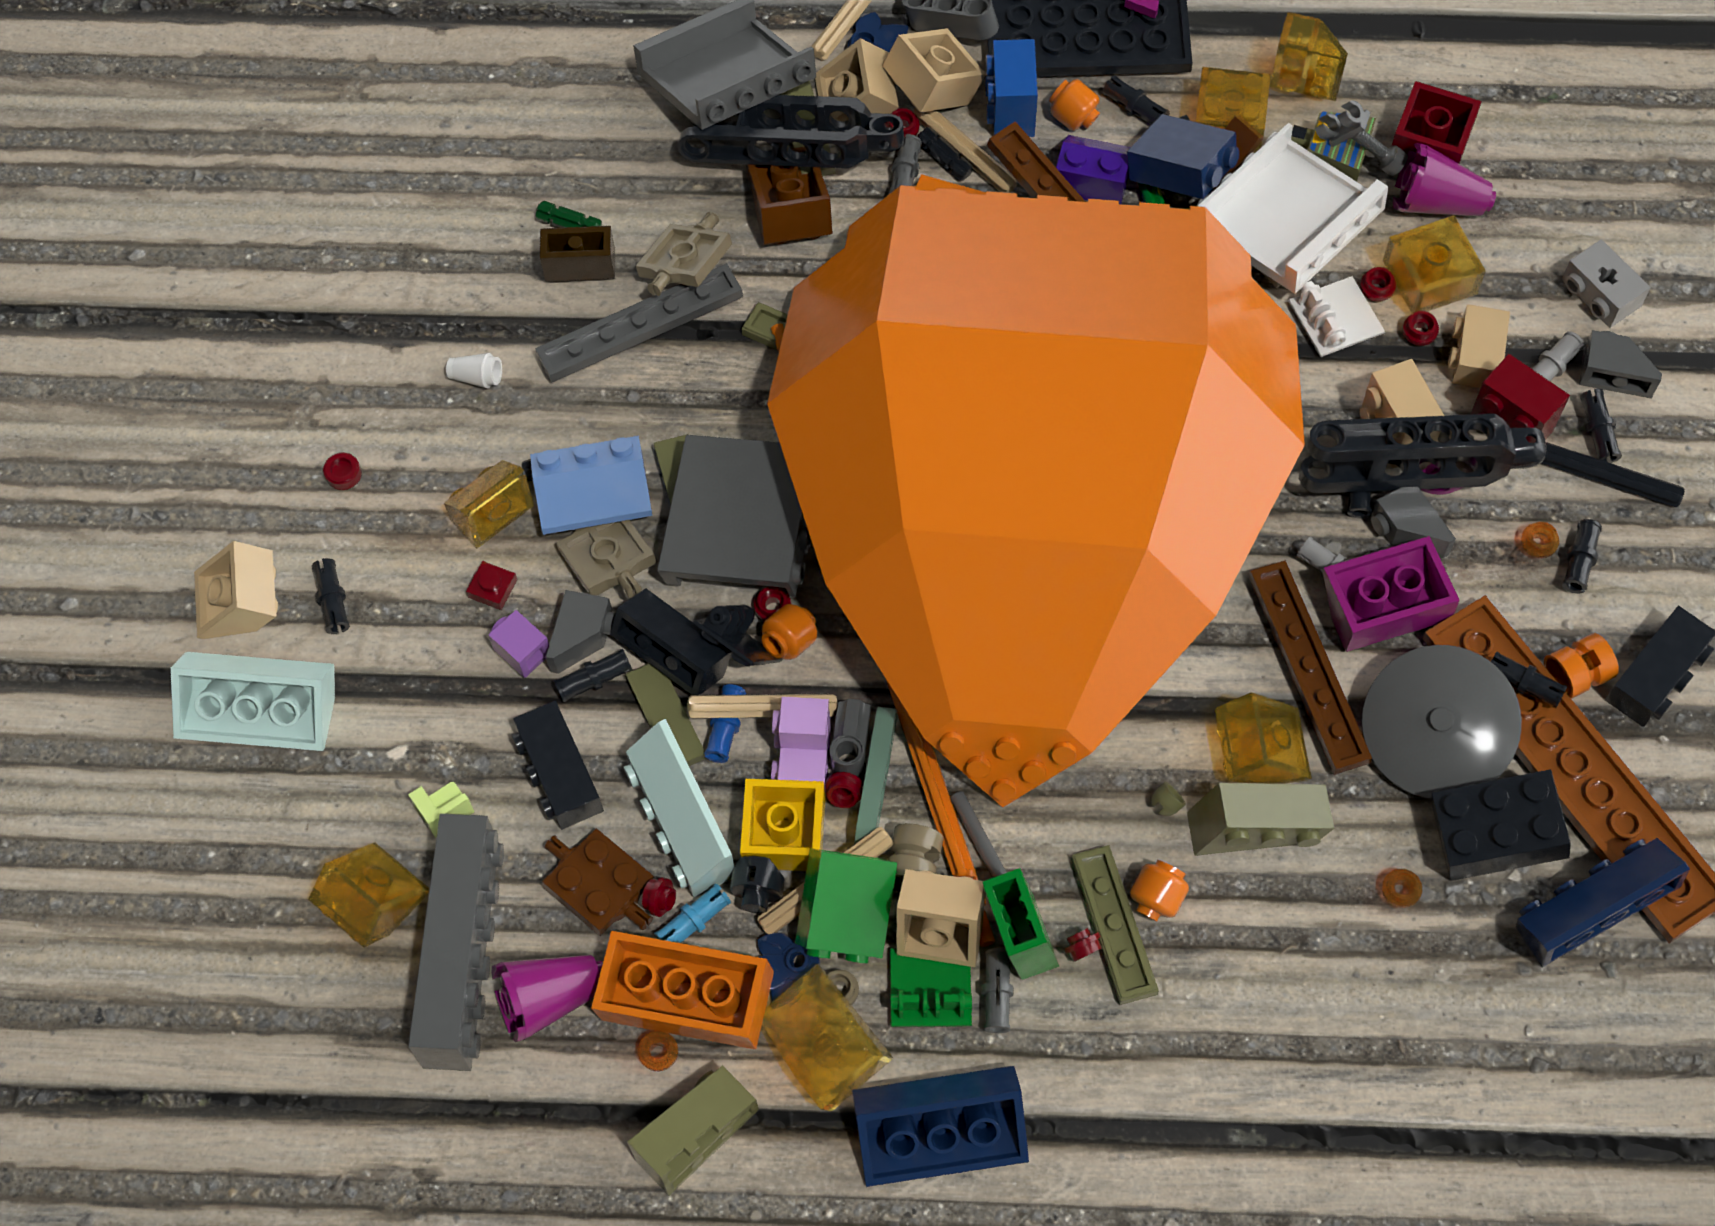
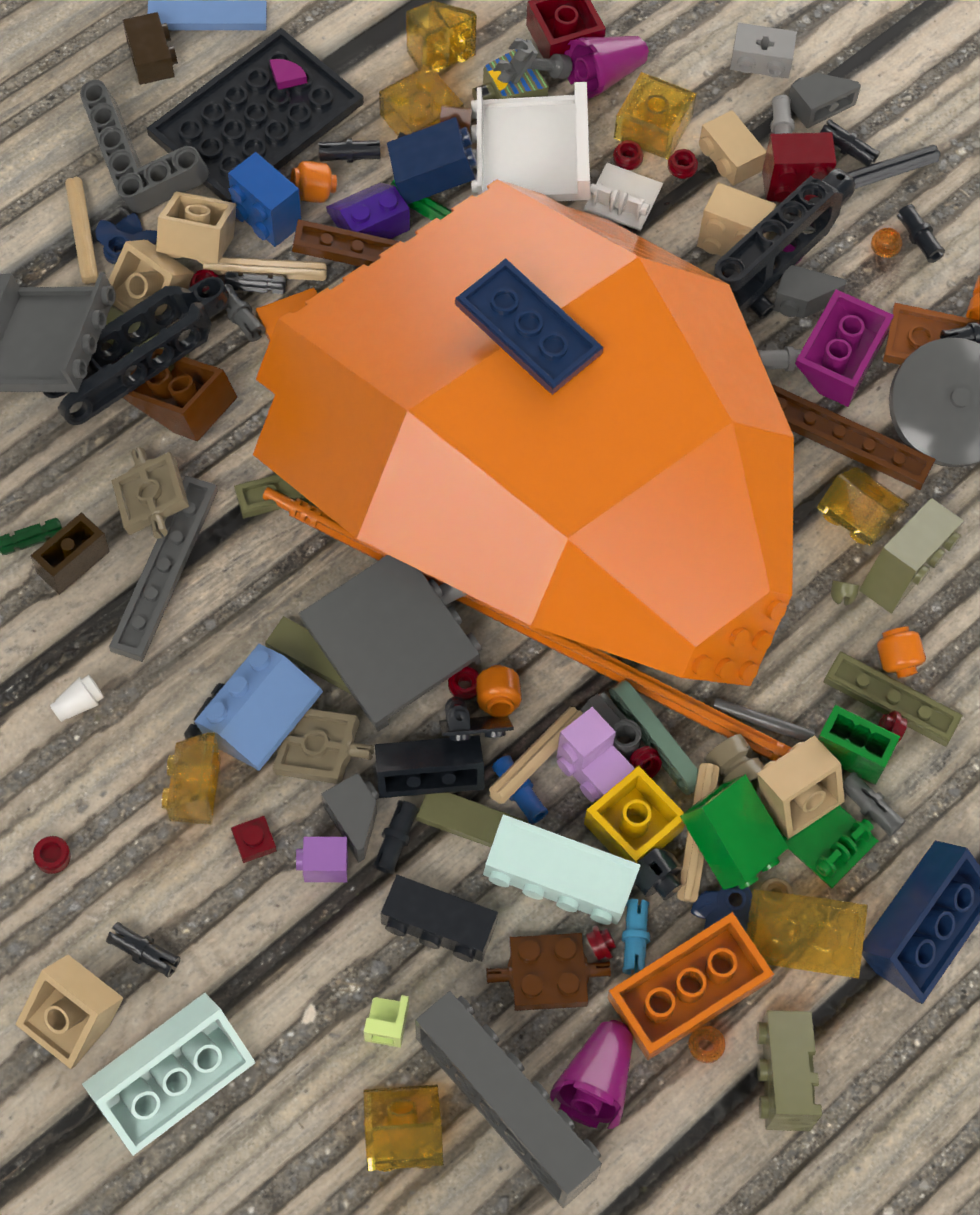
camera: 50 degrees left, 0 degrees up
(1047, 329) = (529, 326): none -> dark blue tile

